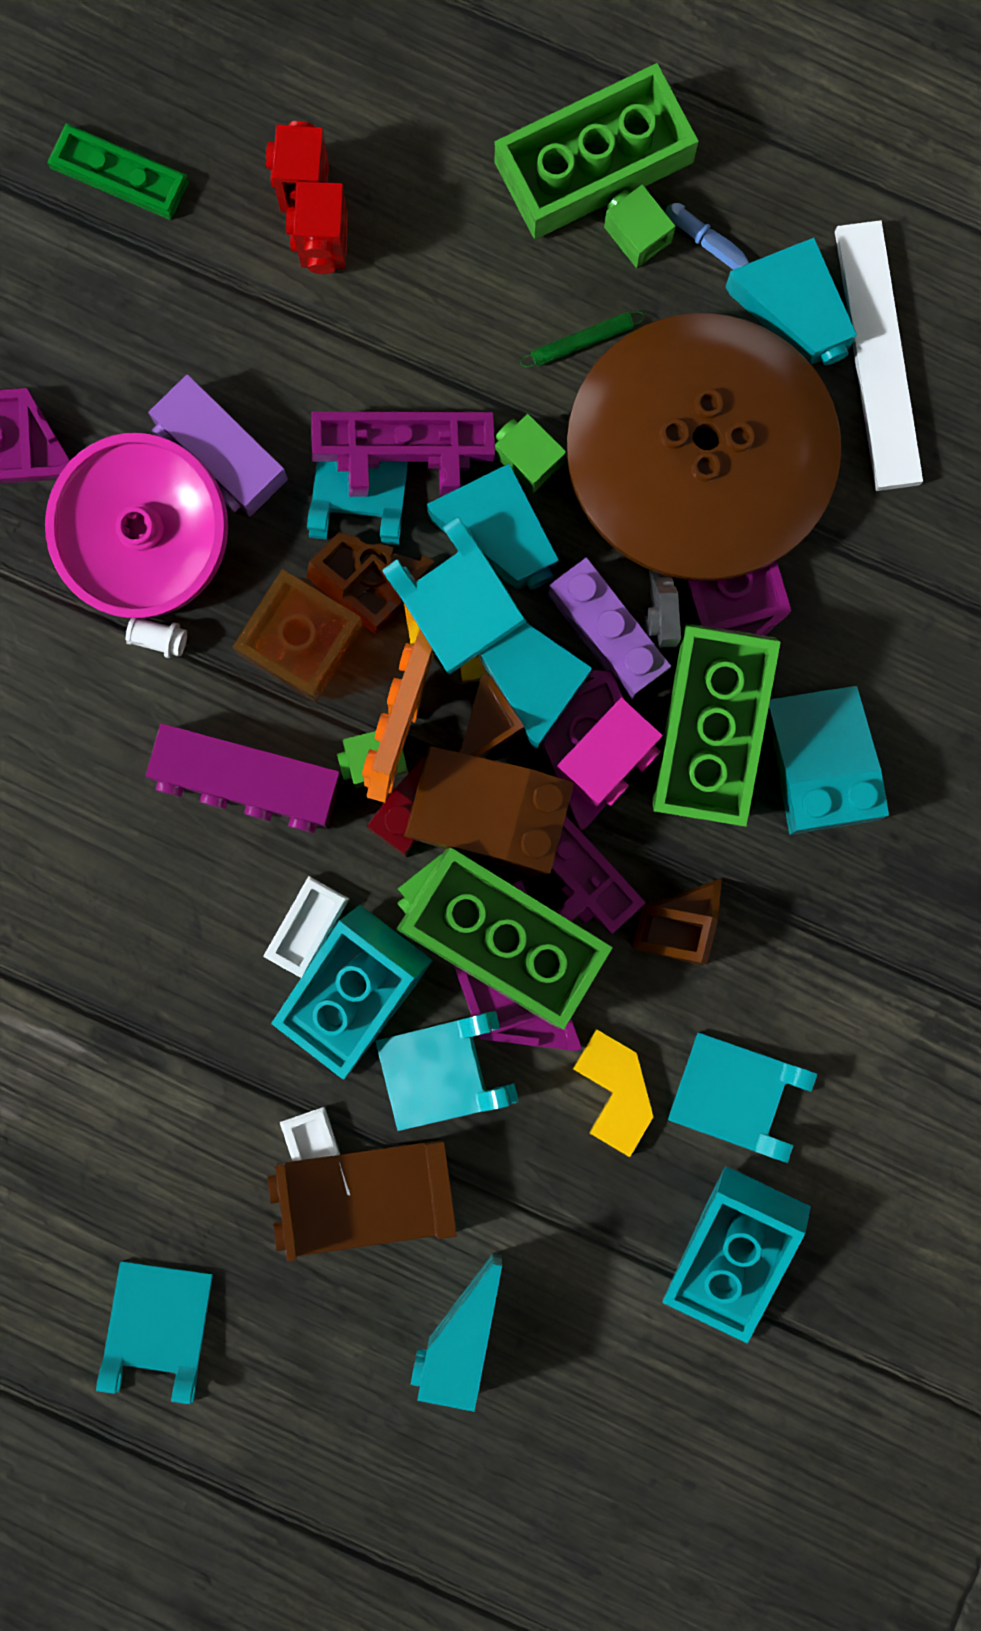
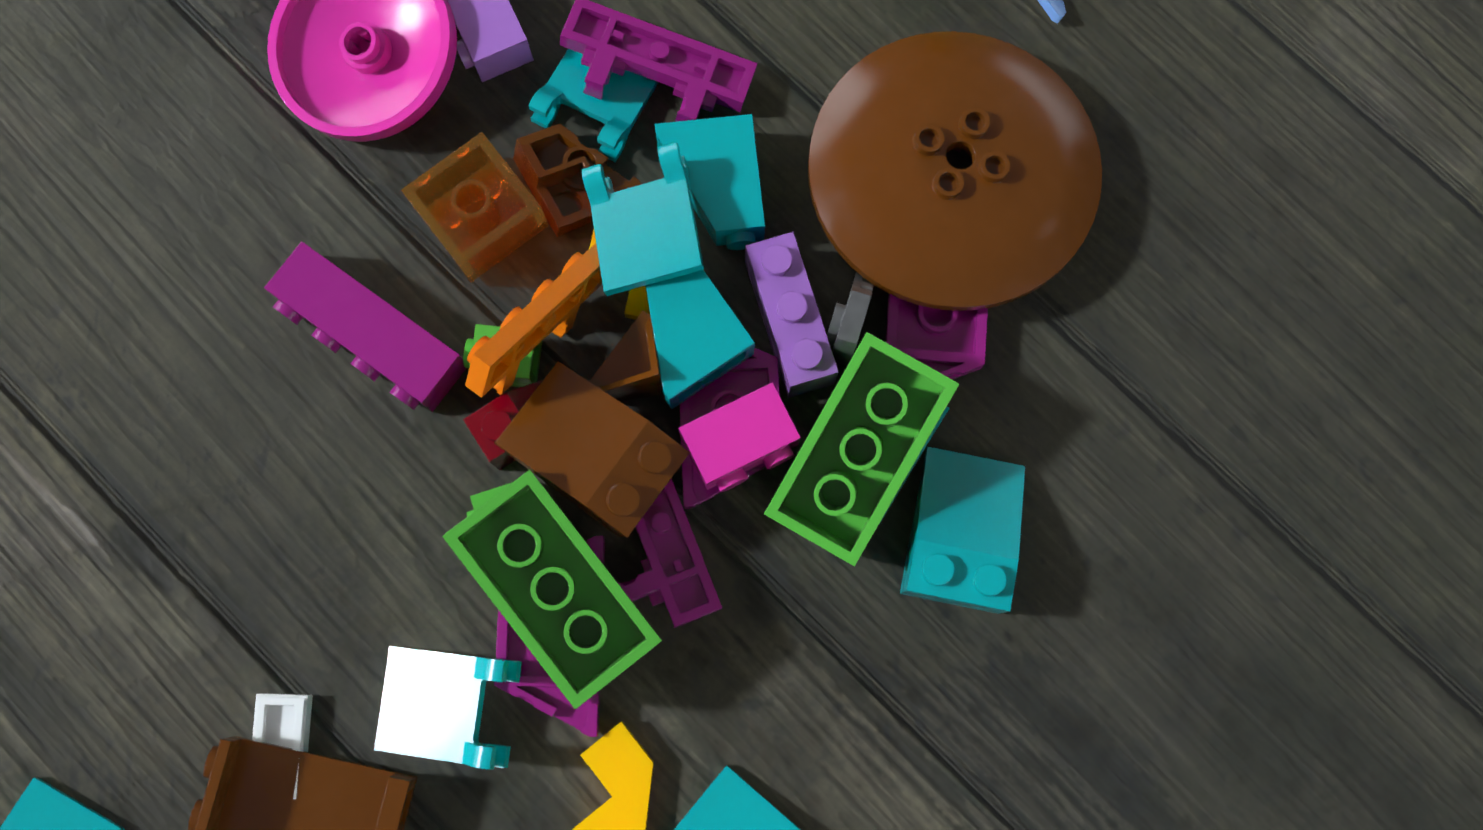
camera: 20 degrees right, 5 degrees down
(157, 636) = (350, 166): white pin -> none
(306, 927) = (368, 503): white tile -> none
(351, 990) = (383, 584): teal slope -> none
(529, 452) = (778, 114): bright green brick -> none
(537, 357) = (915, 23): green piece -> none
(681, 925) = (750, 644): reddish brown slope -> none
(796, 301) = (1102, 61): teal slope -> none
(878, 356) = (1164, 149): white tile -> none

